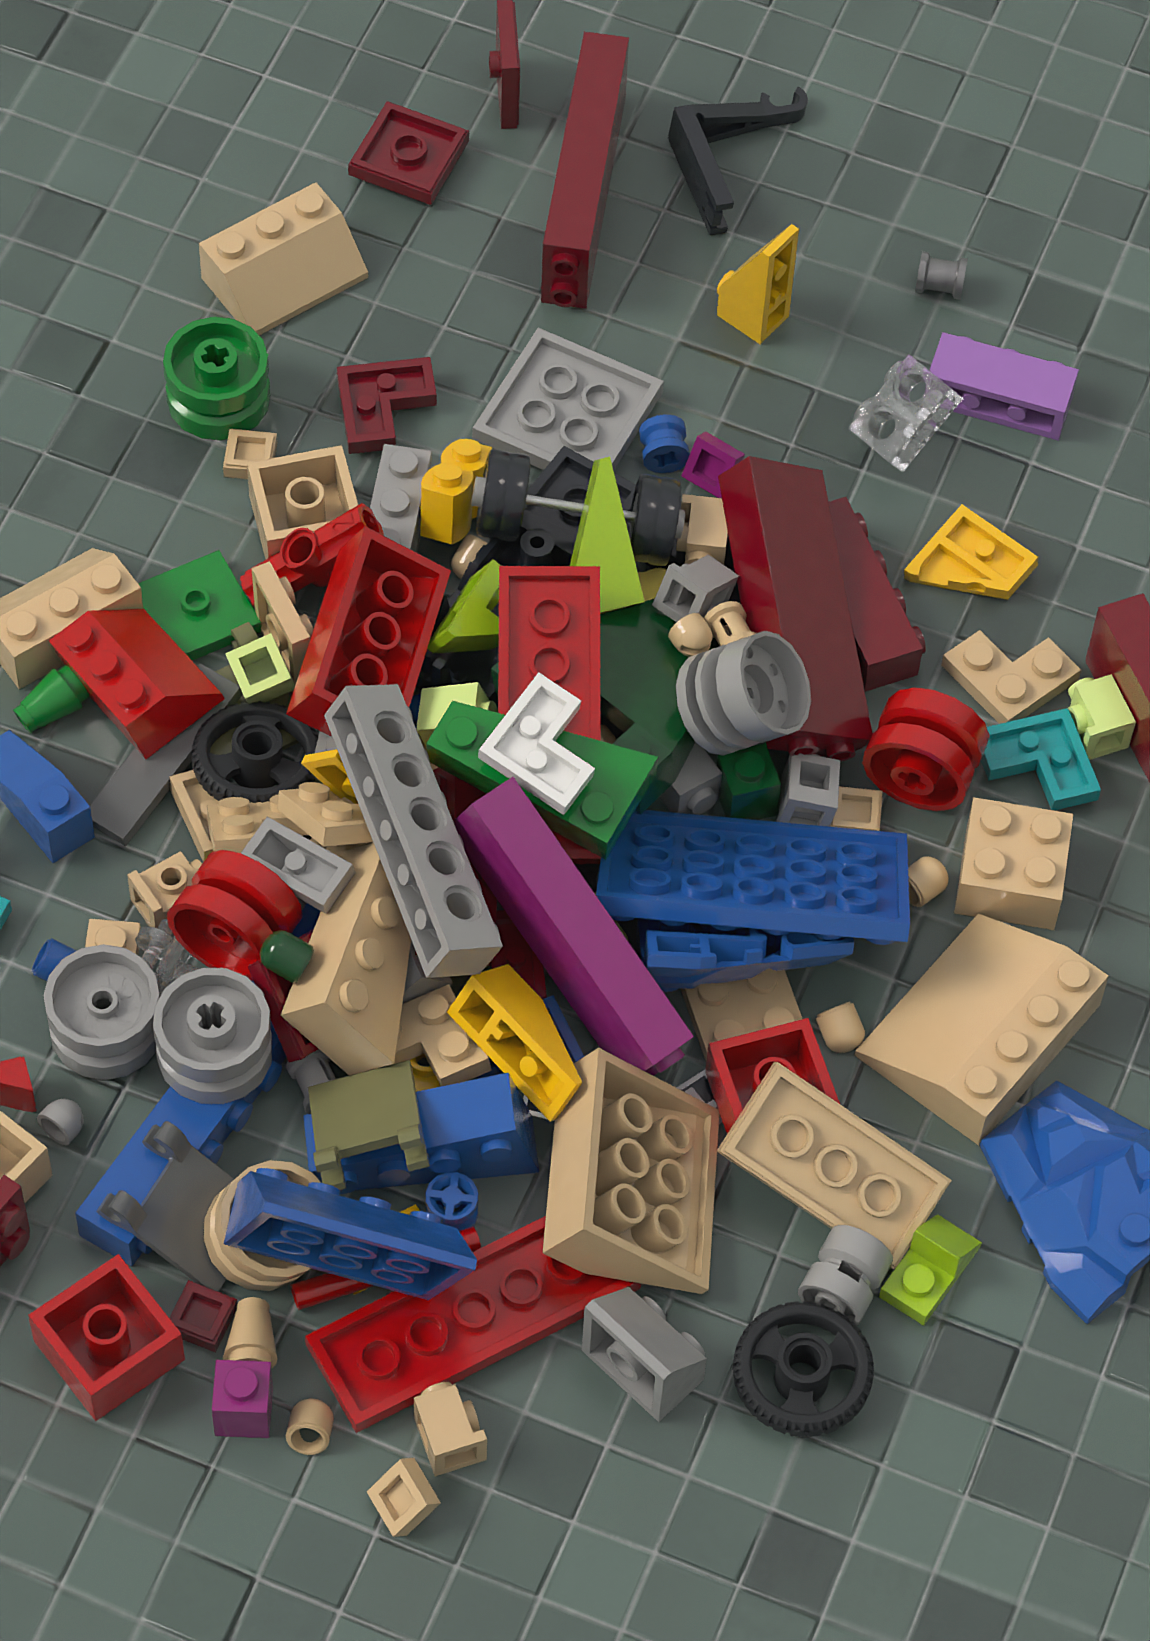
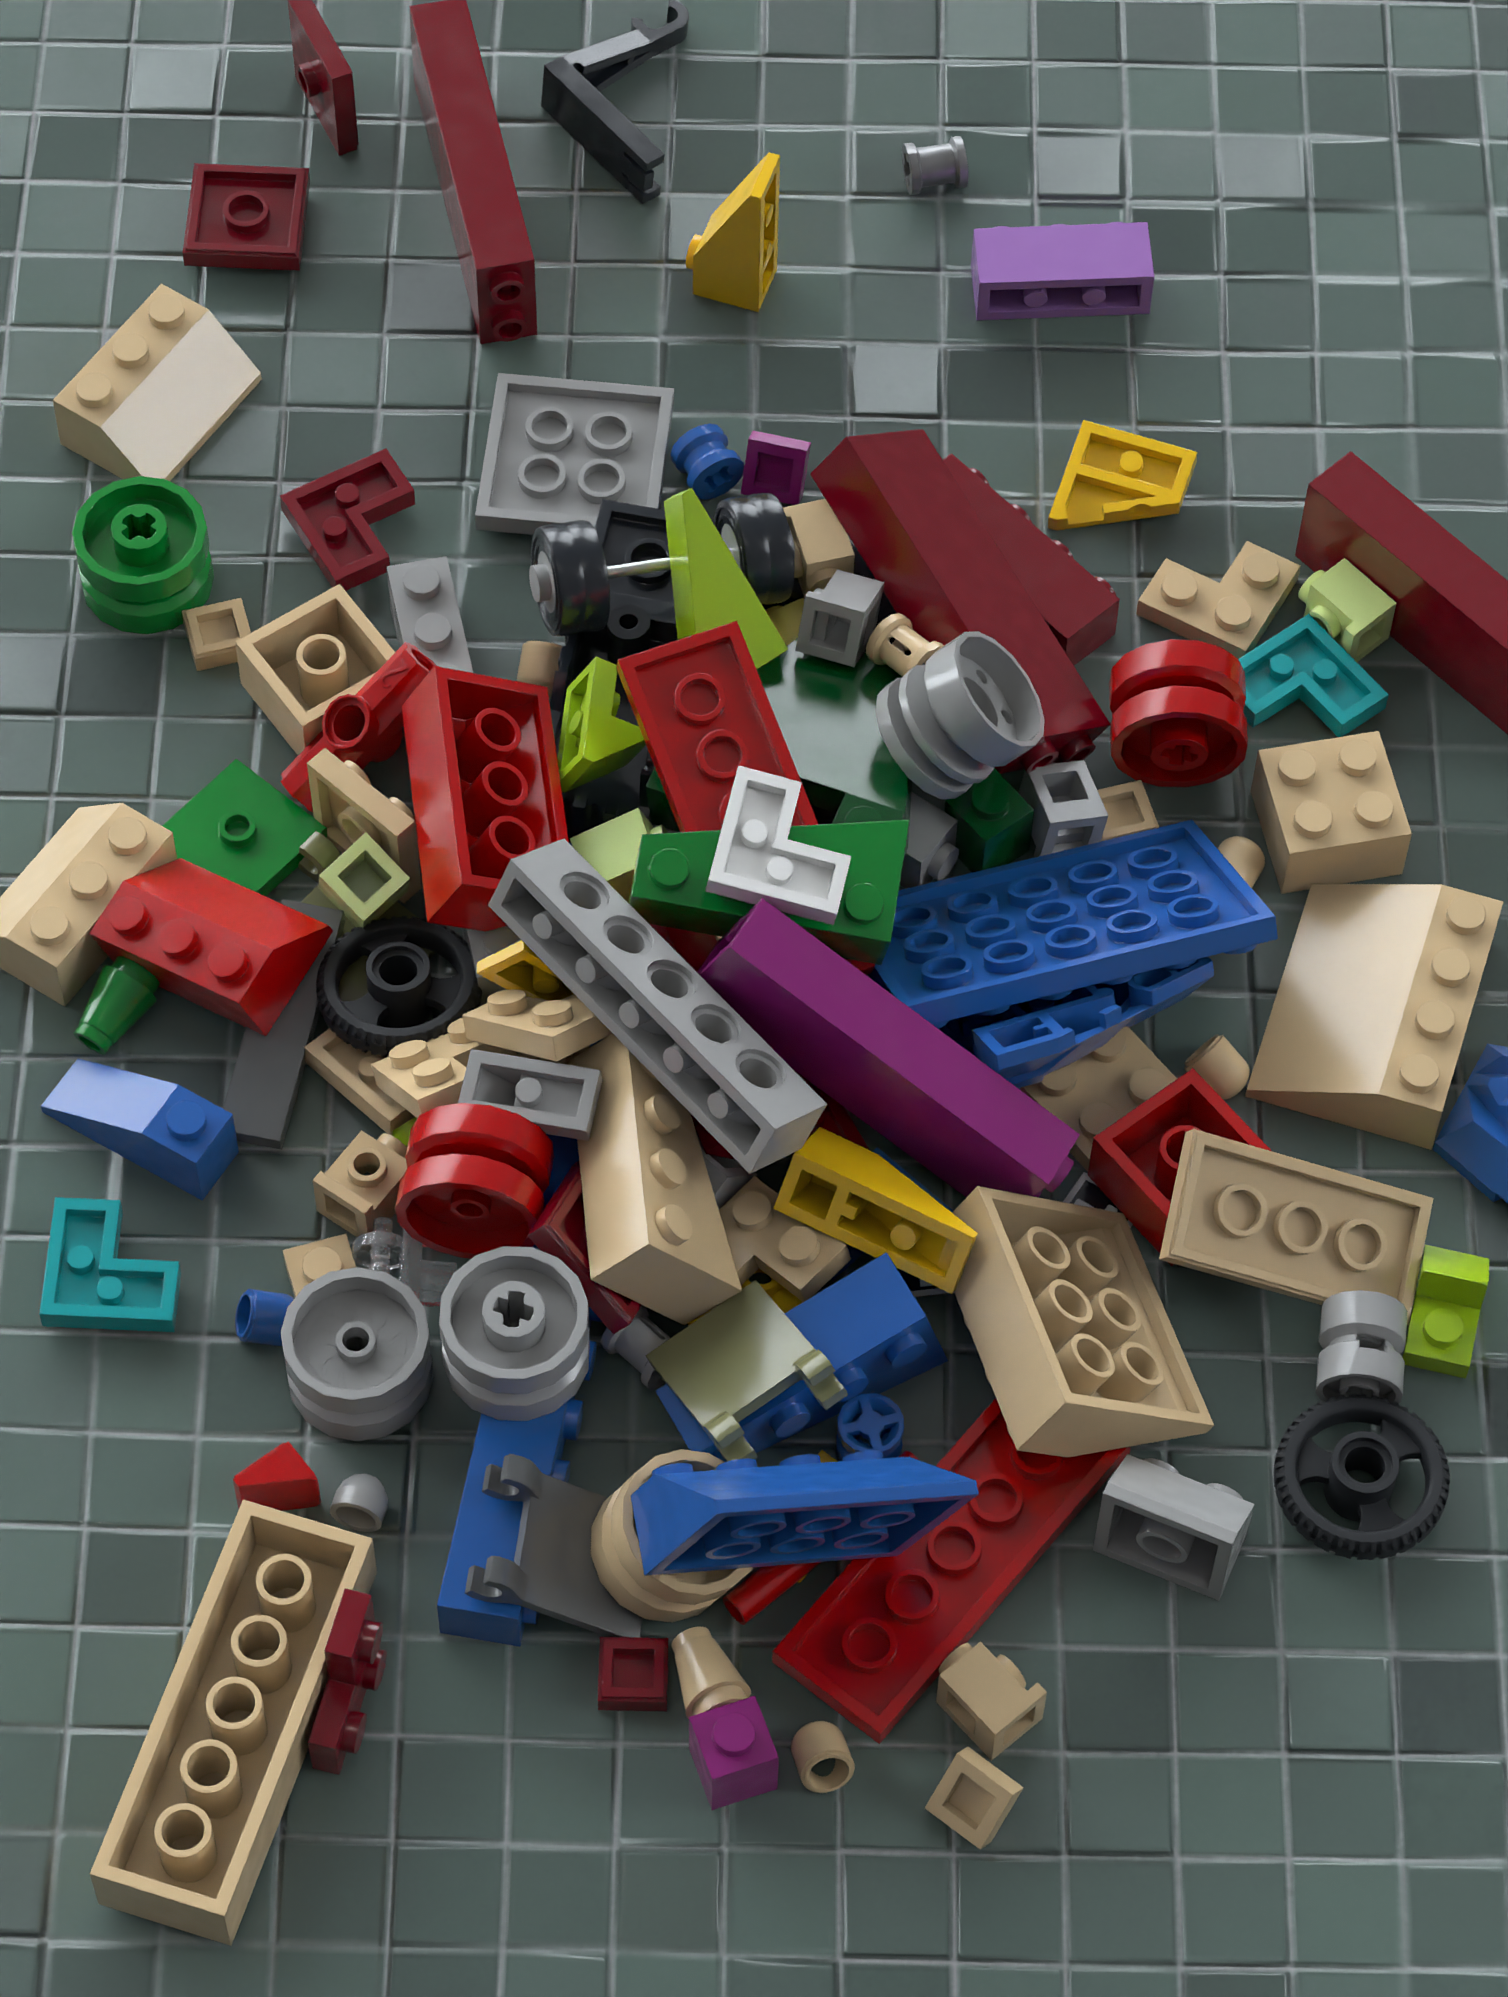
camera: 20 degrees left, 0 degrees up
(107, 1337) = (540, 1739): red brick -> none
(286, 955) = (571, 1205): dark green piece -> none
(448, 491) = (494, 594): yellow brick -> none
(691, 635) = (862, 670): tan hinge -> none
(913, 420) = (988, 338): clear brick -> none

